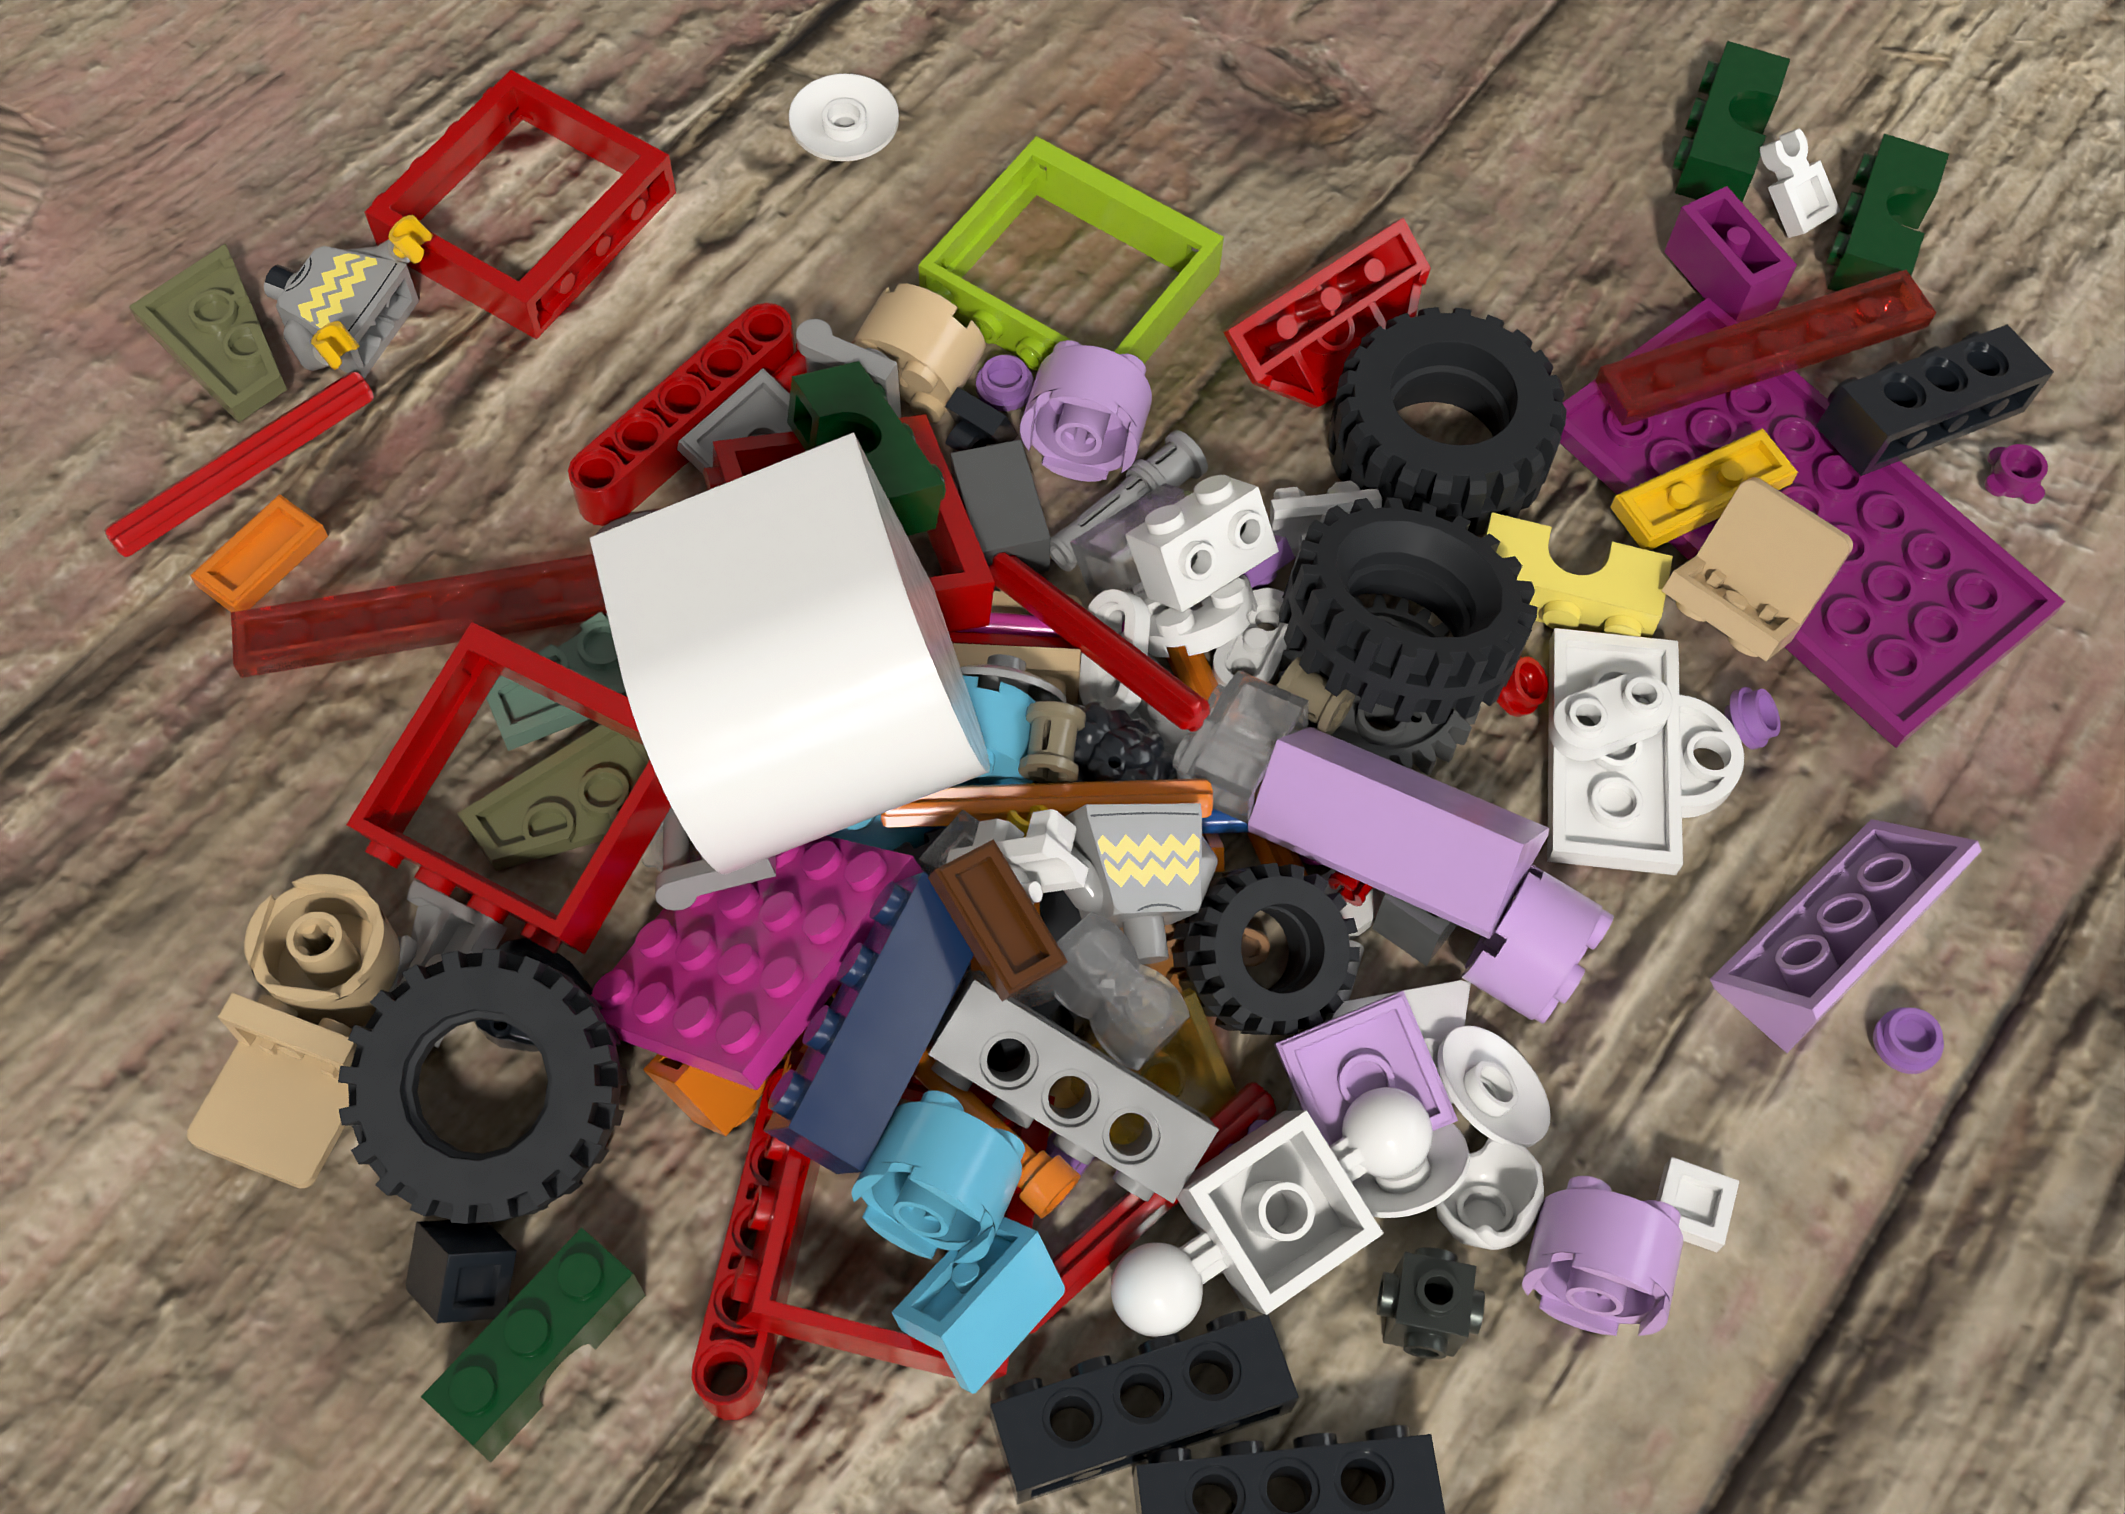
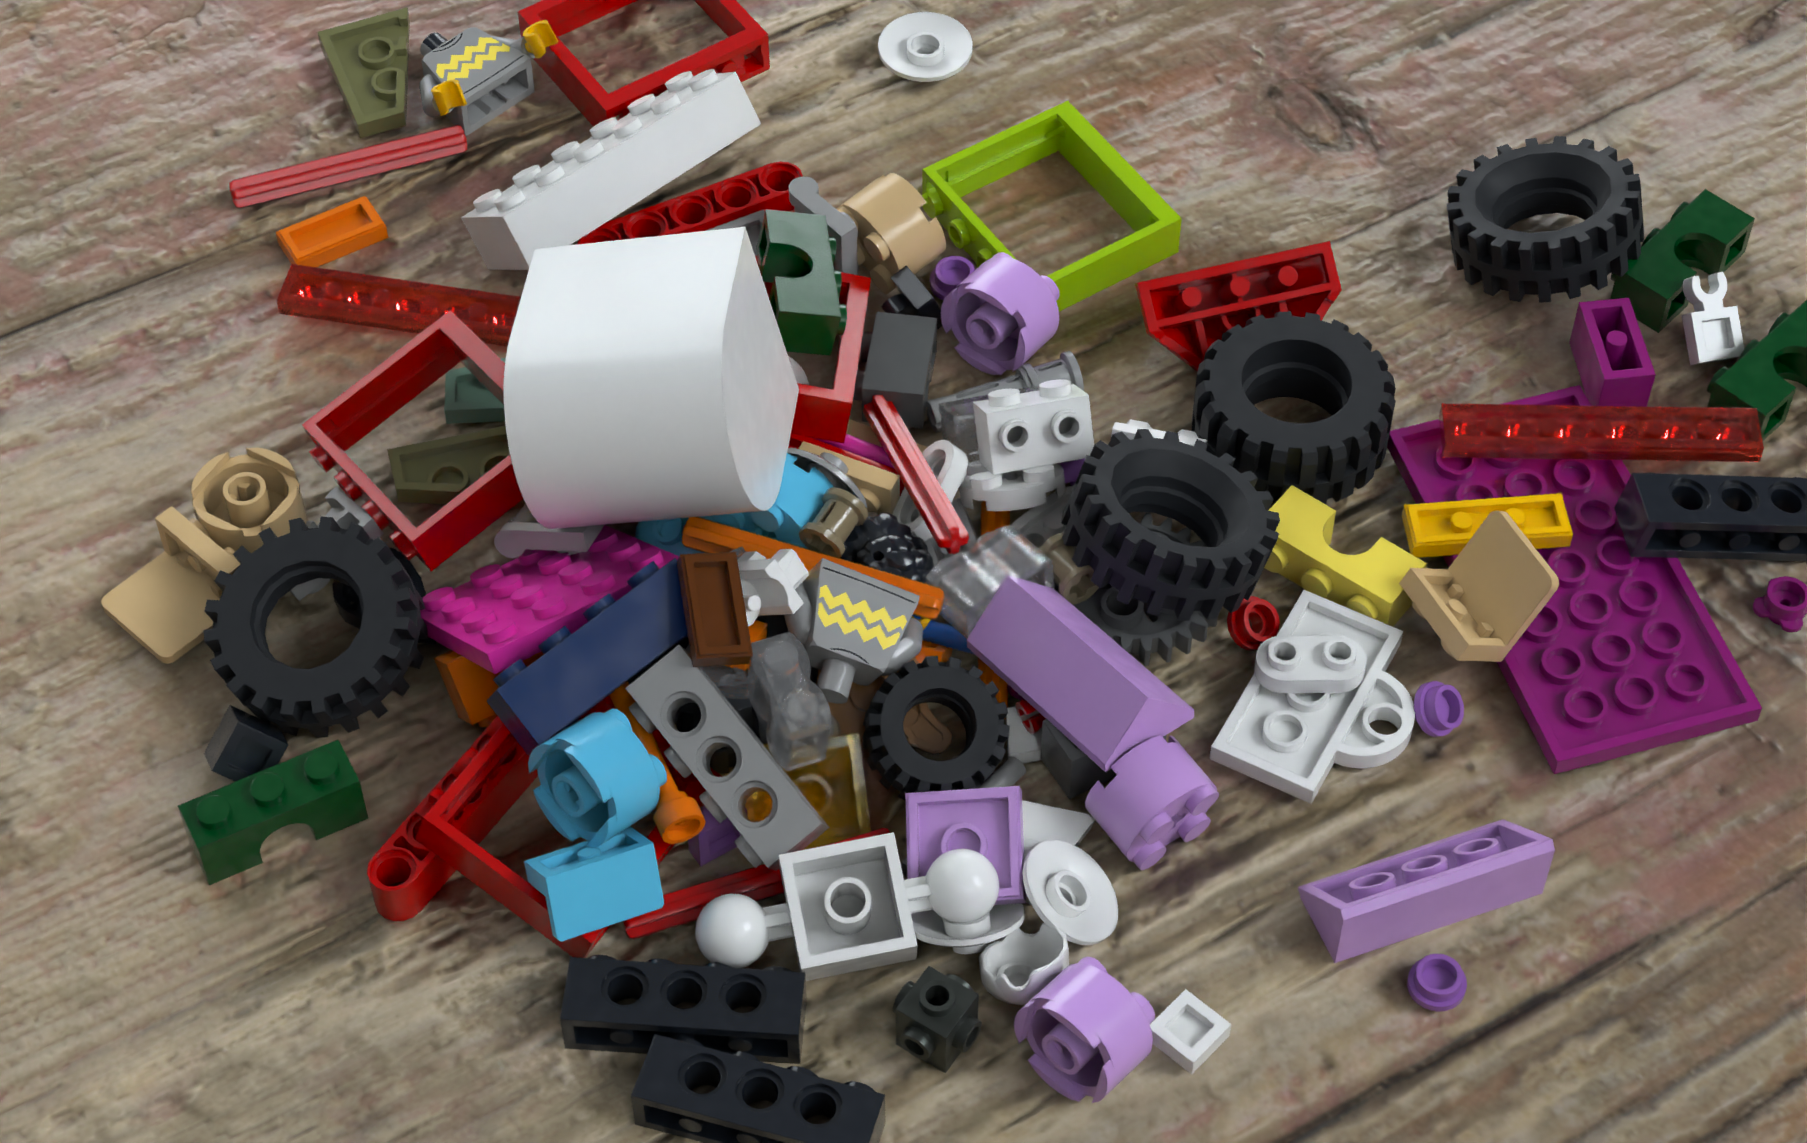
camera: 25 degrees right, 10 degrees down
(565, 379) = (610, 169): none -> white brick
(1591, 74) = (1540, 182): none -> black tyre

